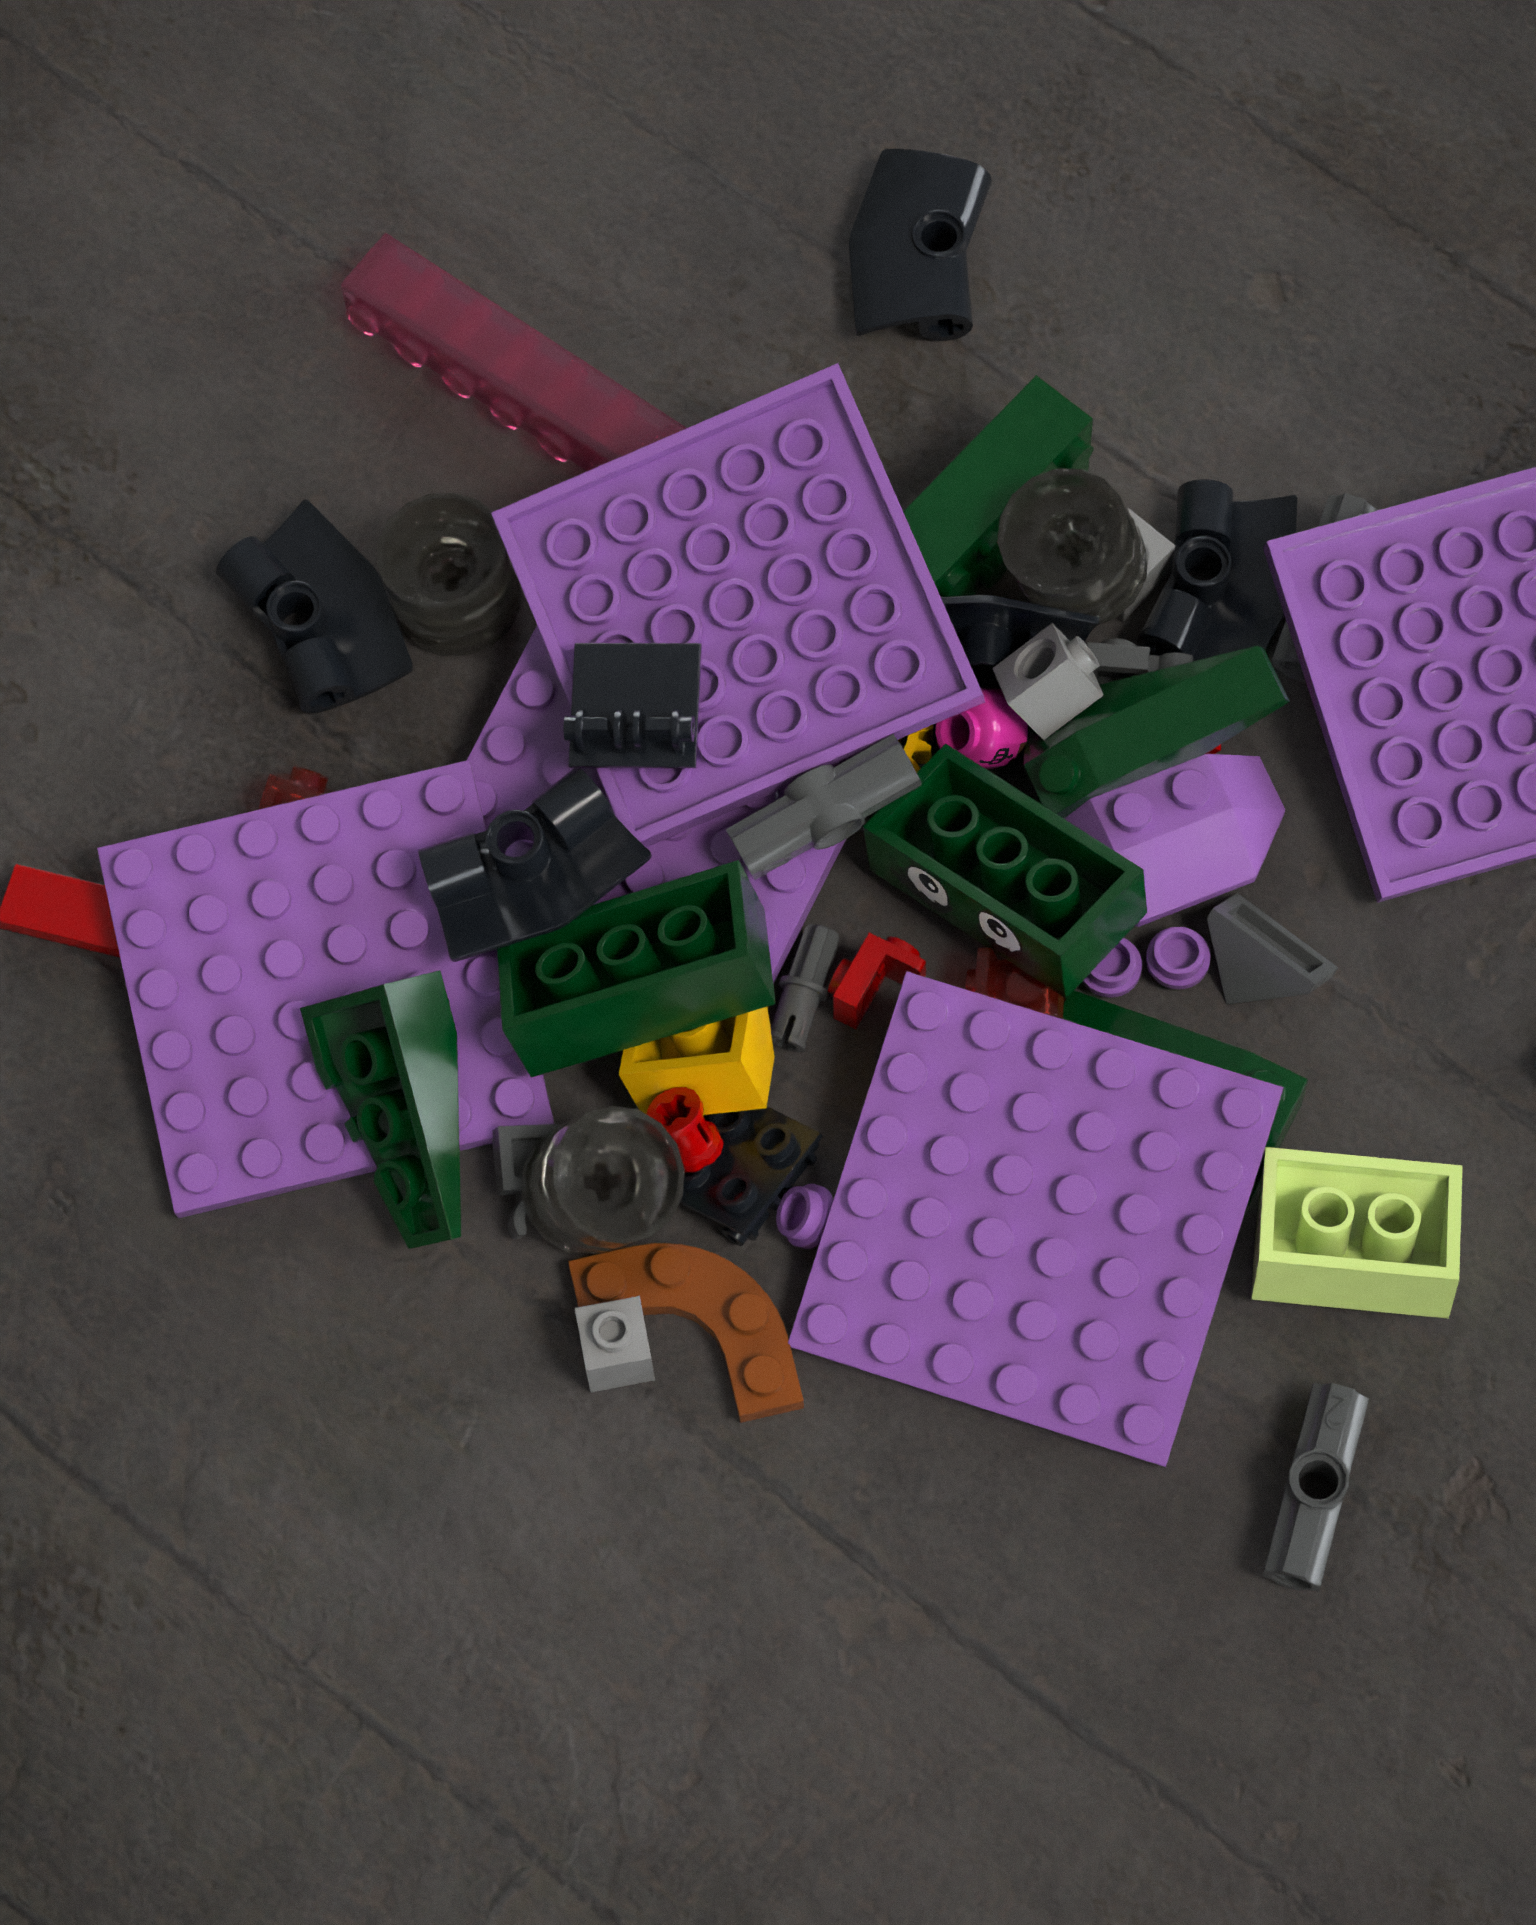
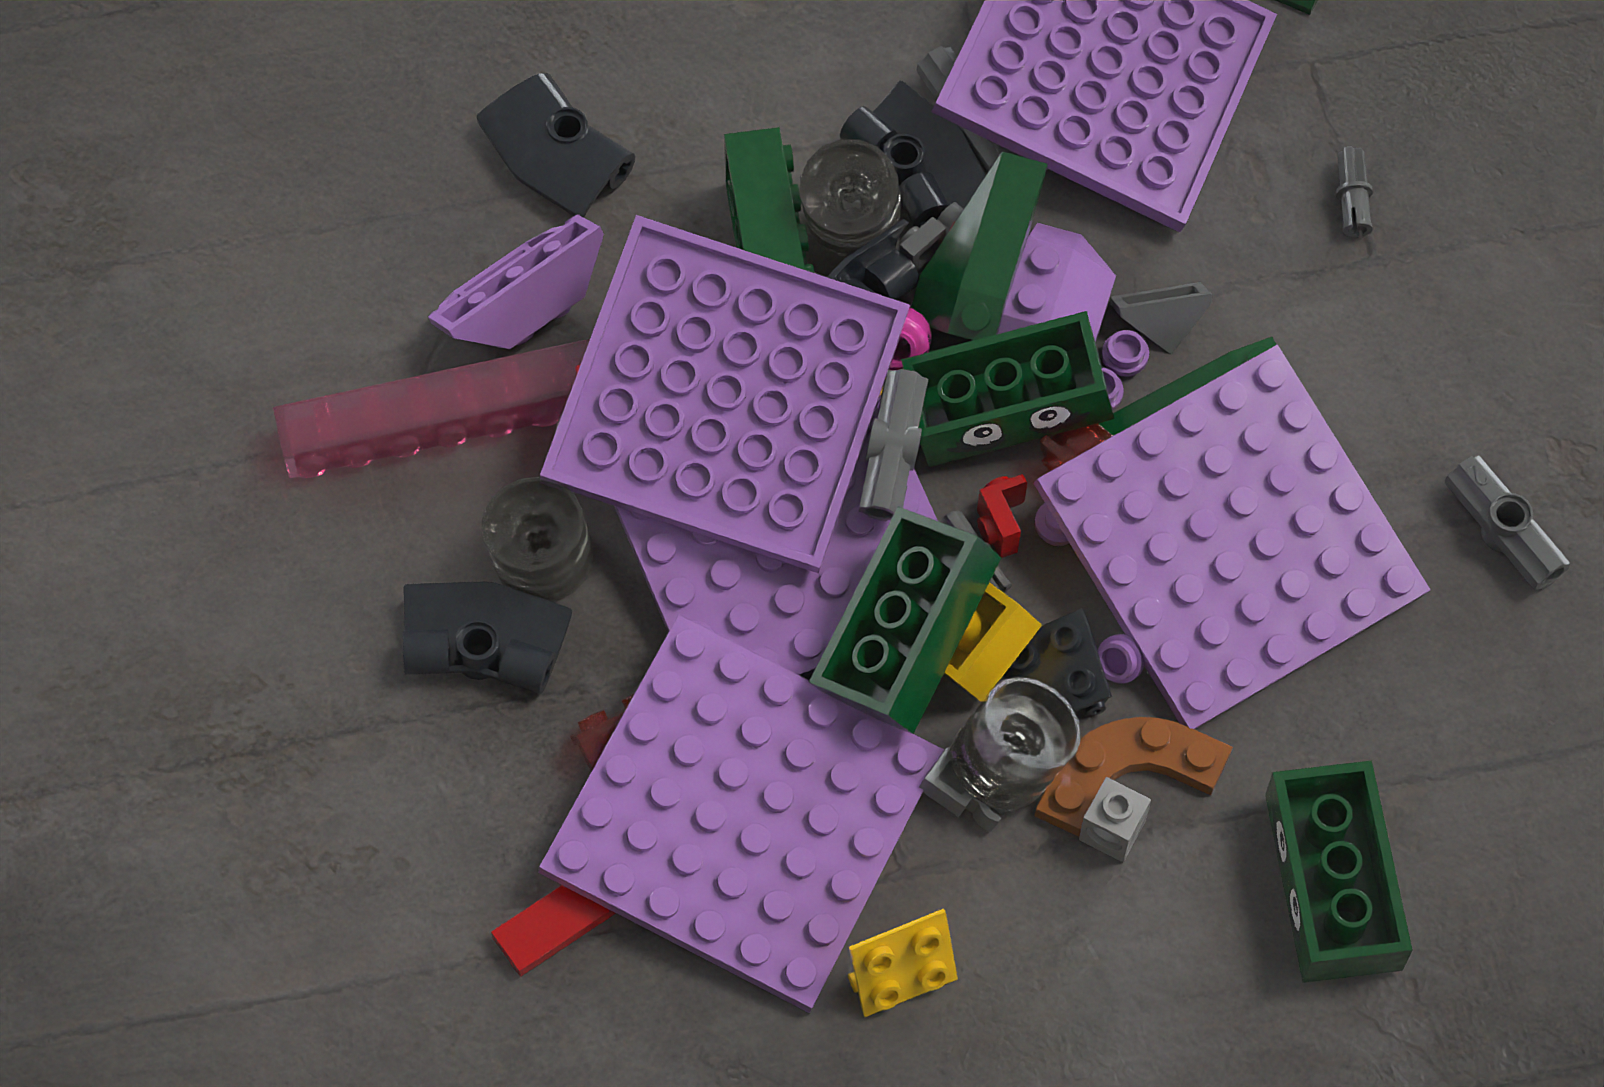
camera: 55 degrees left, 5 degrees down
(280, 1259) = (903, 963): none -> yellow hinge
(398, 1075) = (854, 808): dark green wedge -> none
(503, 899) = (790, 663): black panel -> none
(634, 705) = (742, 490): black hinge -> none
(682, 1116) = (1012, 664): red bush -> none
(712, 342) = (524, 287): none -> medium lavender wedge
(736, 1604) = (1338, 871): none -> dark green brick
(1049, 680) = (926, 287): light grey brick -> none
(1358, 1233) = (1382, 383): yellowish green slope -> none

